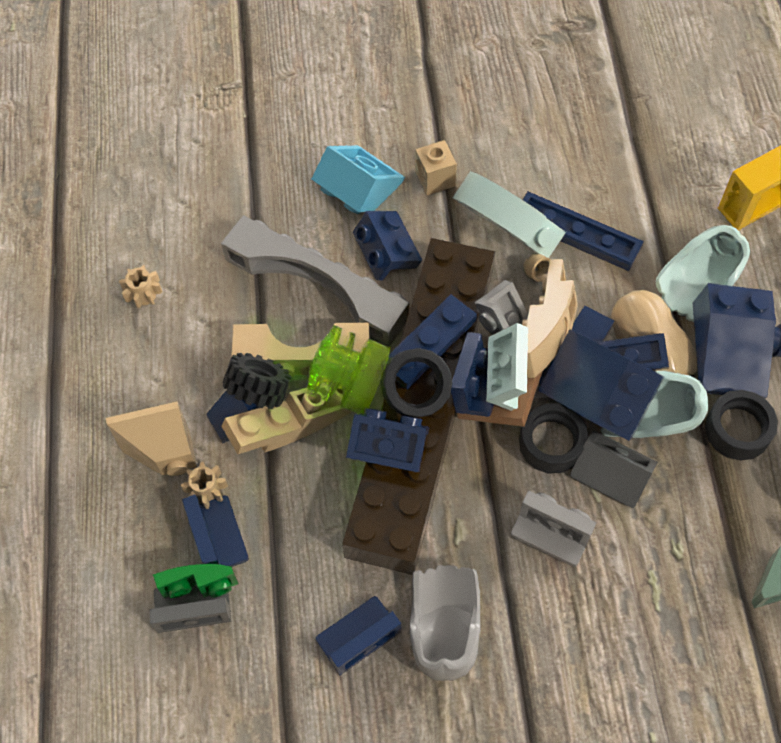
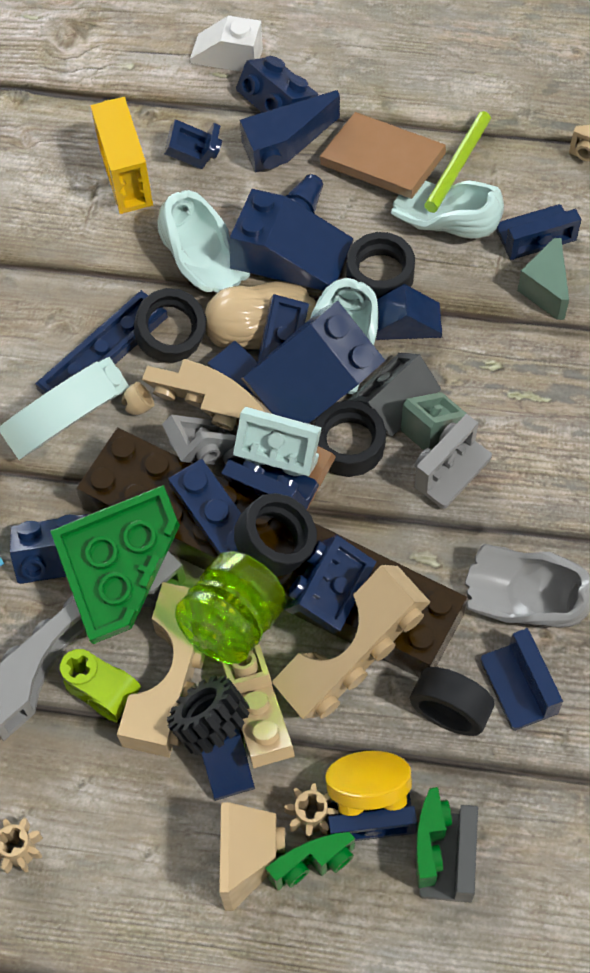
camera: 75 degrees left, 0 degrees up
(165, 494) = (323, 853): none -> green slope
(234, 521) = (369, 782): none -> yellow tile
(278, 303) = (103, 687): none -> lime piece
(317, 572) = (452, 701): none -> black tyre
(370, 486) = (385, 608): none -> tan arch
(371, 278) = (115, 559): none -> green plate
(599, 501) = (427, 417): none -> sand green slope
(618, 244) = (169, 298): none -> black tyre
(699, 461) = (408, 315): none -> dark blue slope

